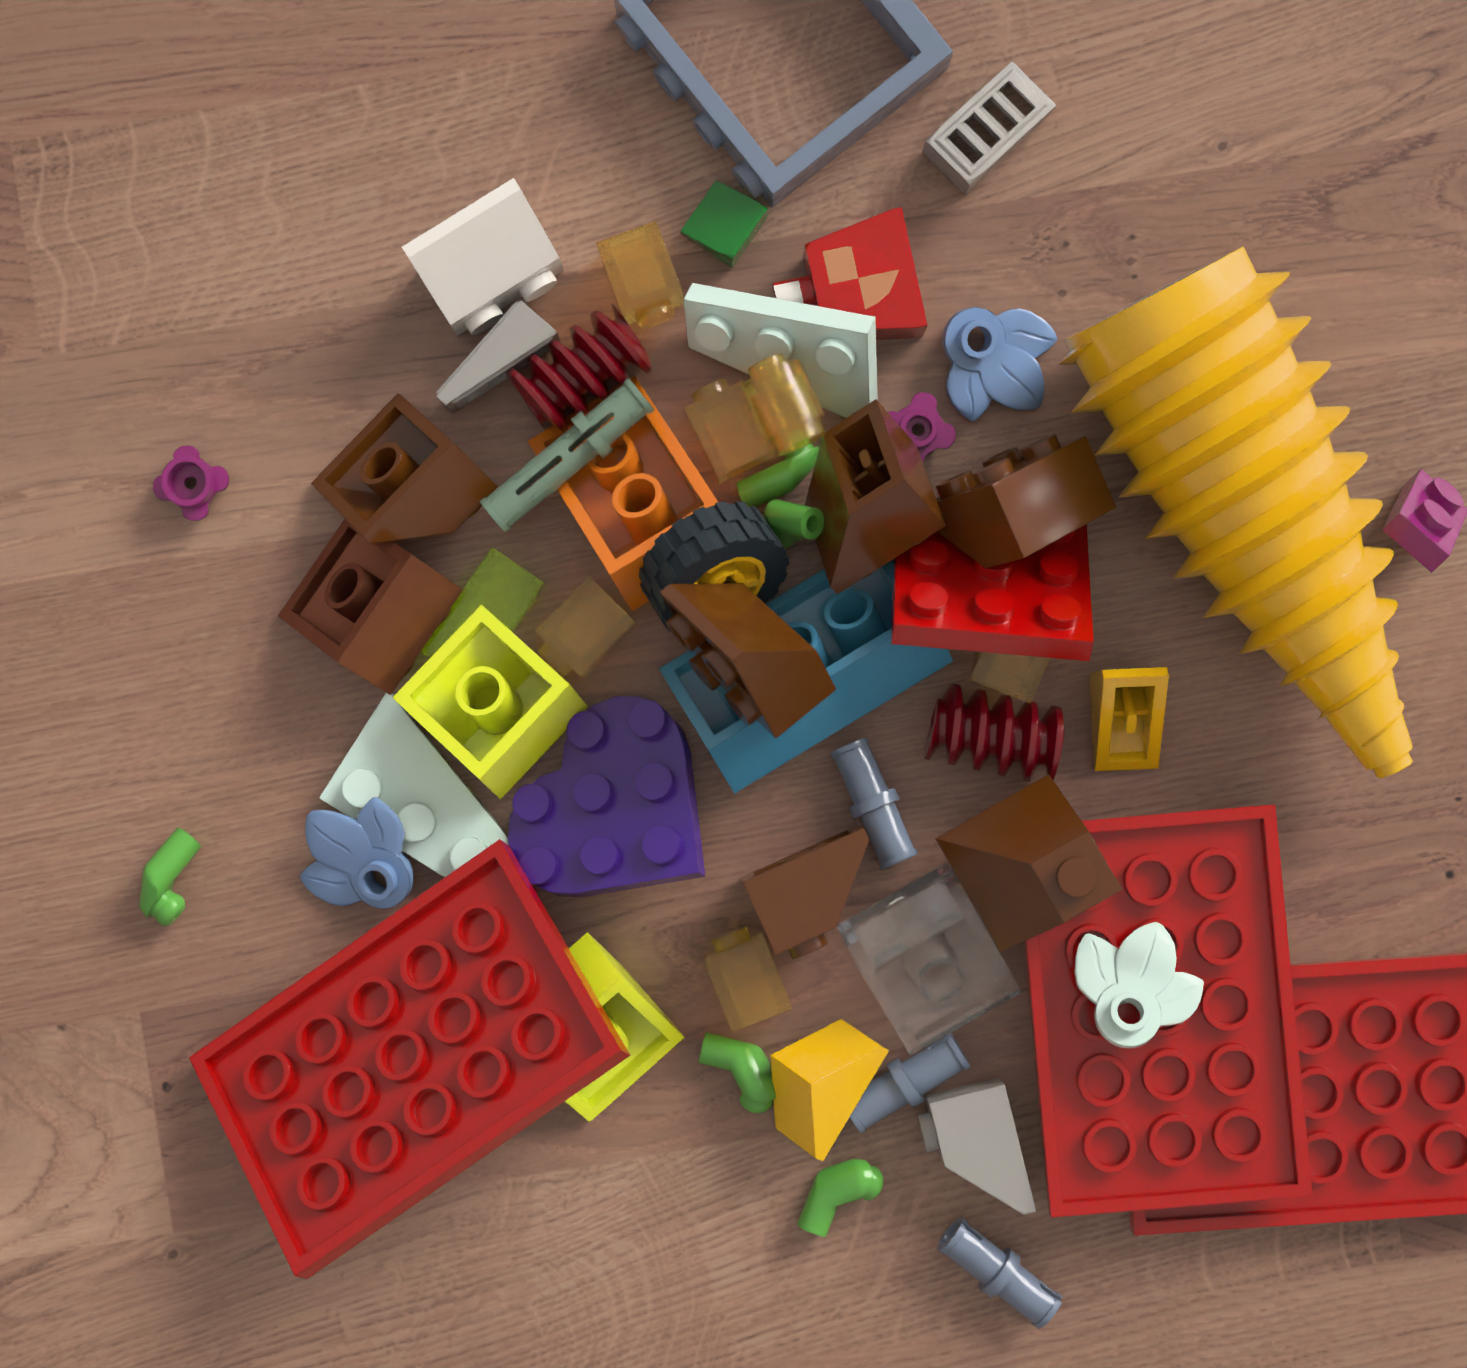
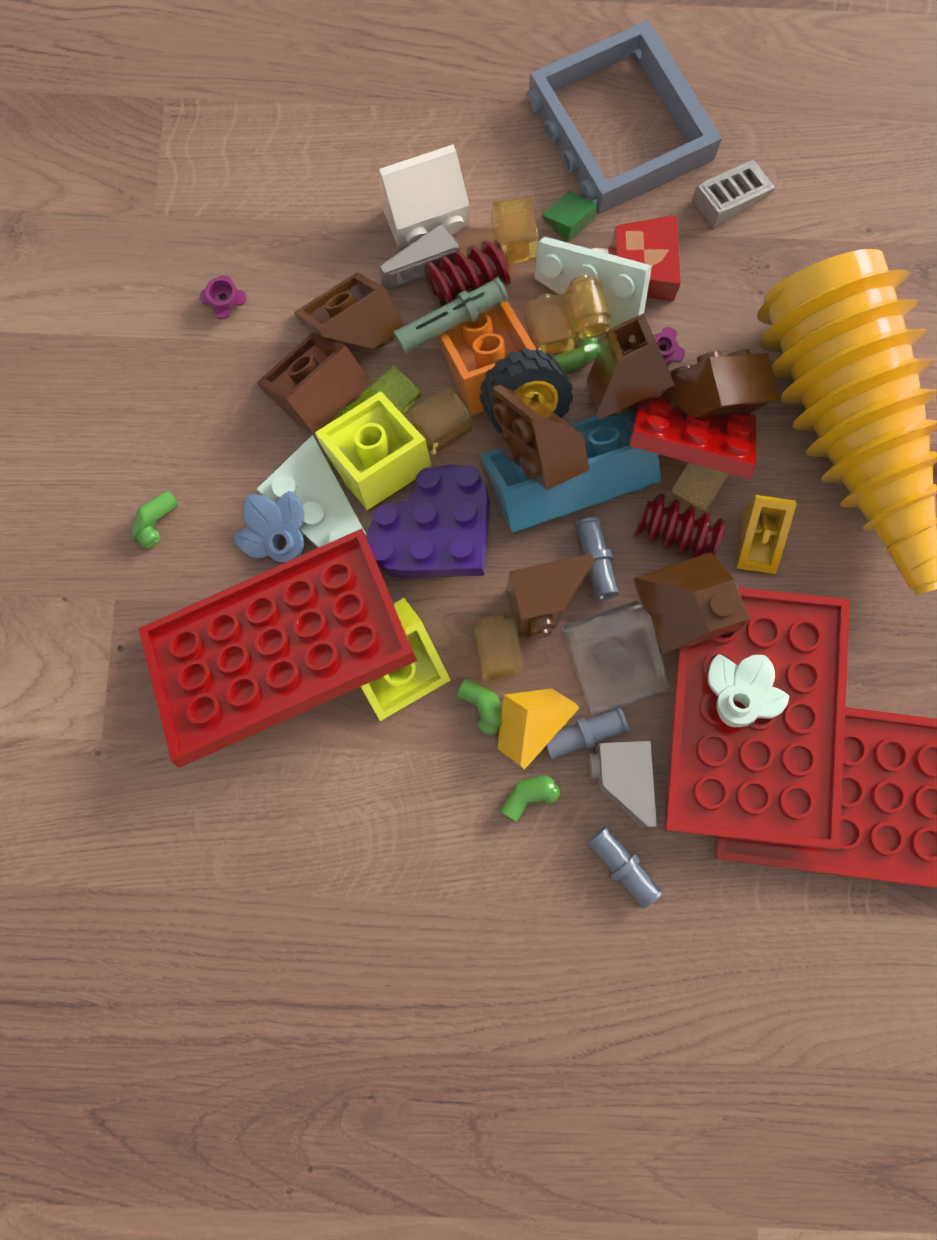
camera: 10 degrees right, 10 degrees down
(793, 521) = (581, 376): bright green arm -> none
(1003, 366) = (716, 324): medium blue plate -> none

